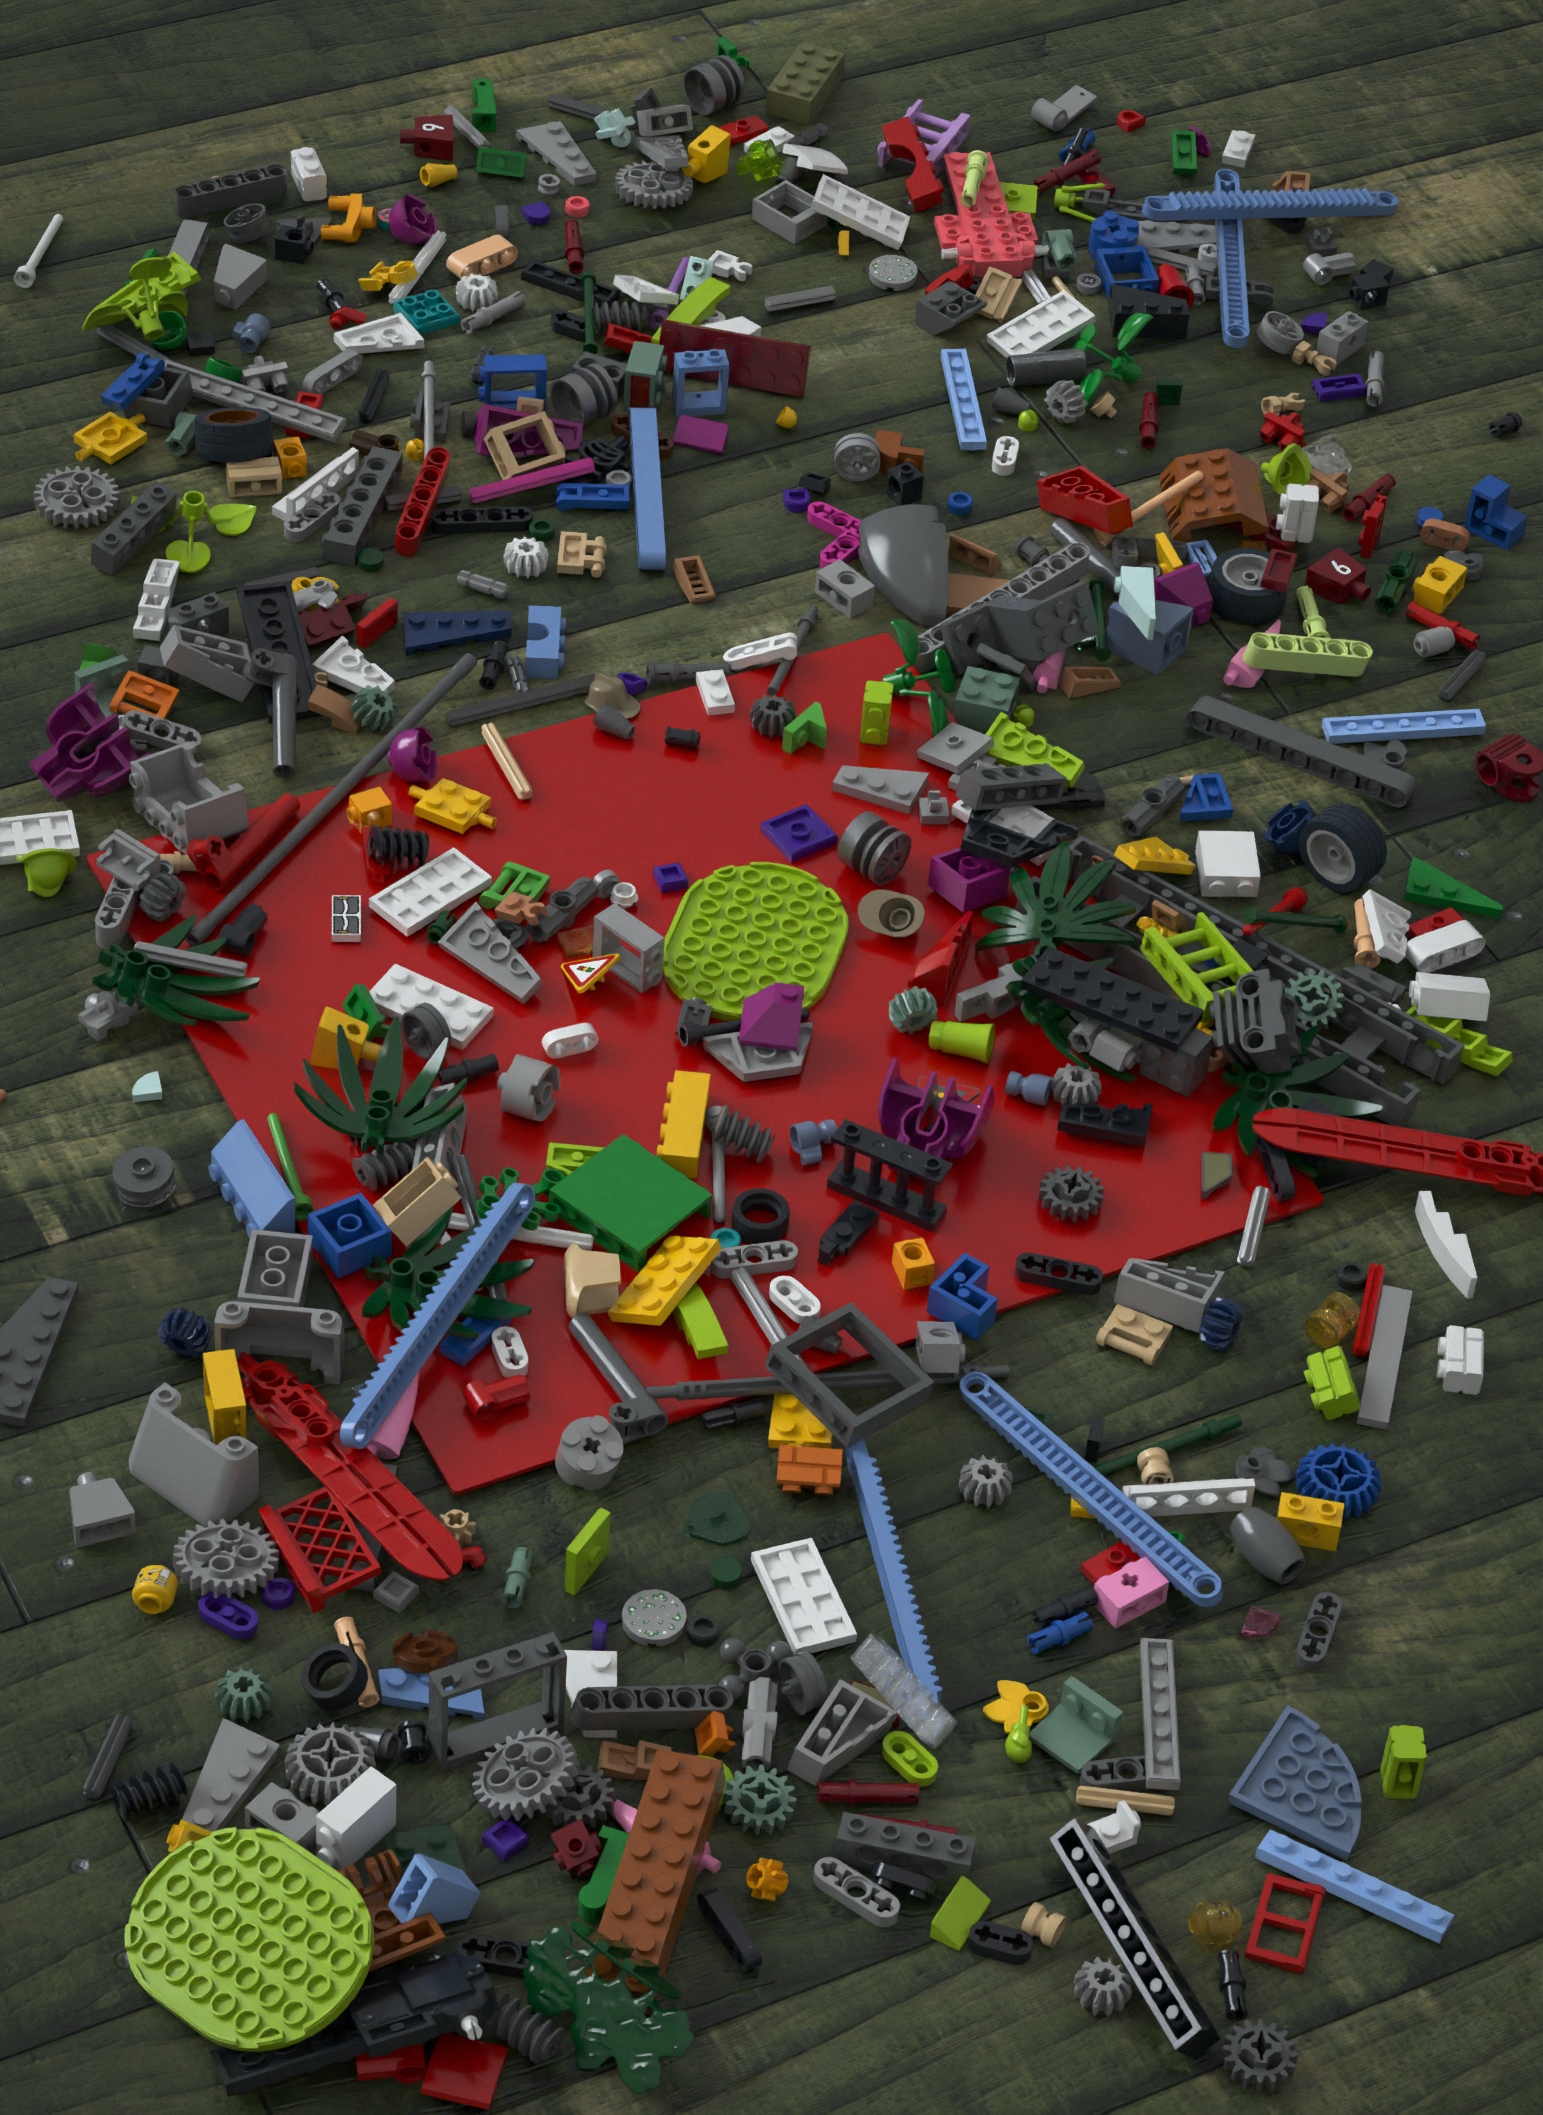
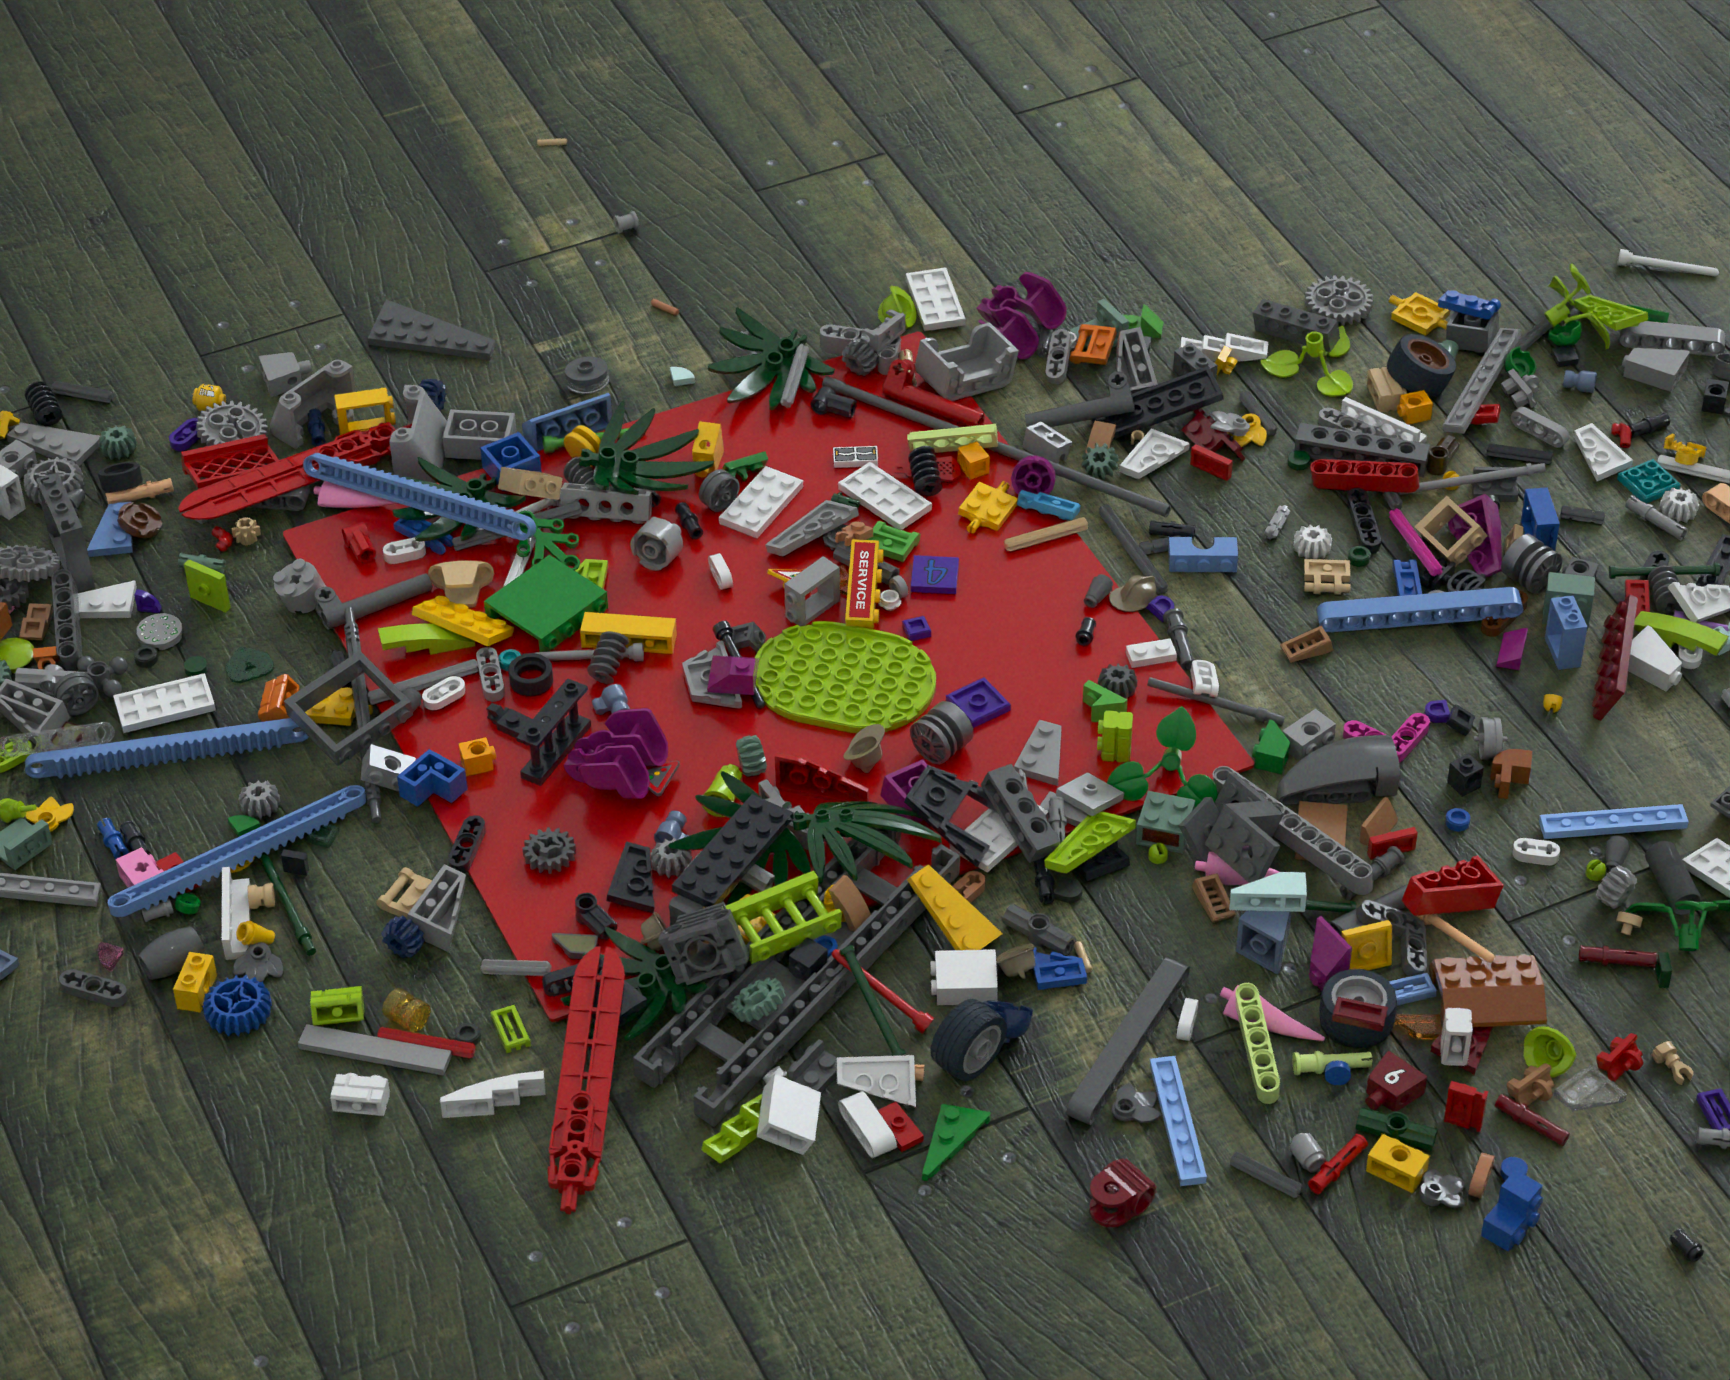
camera: 95 degrees right, 0 degrees up
(182, 593) = (1224, 361): none -> yellow tile
(325, 1160) = (579, 439): none -> yellow head
(332, 753) = (1046, 442): none -> light grey hinge
(333, 821) = (953, 438): none -> yellowish green fence
(444, 628) = (1217, 505): dark blue wing -> none
(458, 751) = (1049, 504): none -> dark azure hinge
(574, 856) = (935, 574): none -> dark purple tile
(594, 892) = (862, 583): none -> brick
(864, 615) = (1273, 749): none -> green slope
(1006, 546) = (1403, 839): none -> red plate
(1024, 1502) = (243, 824): none -> green tile
(1173, 1153) = (592, 915): none -> black piece
(1201, 814) = (1017, 960): none -> dark tan piece
(1208, 1091) = (651, 931): none -> dark tan piece
(1228, 1465) = (252, 933): none -> yellow cone
(1269, 706) = (1187, 1019): none -> white beam
(1327, 611) = (1337, 1072): none -> blue tile
(1339, 1242) = (515, 1043): none -> lime tile

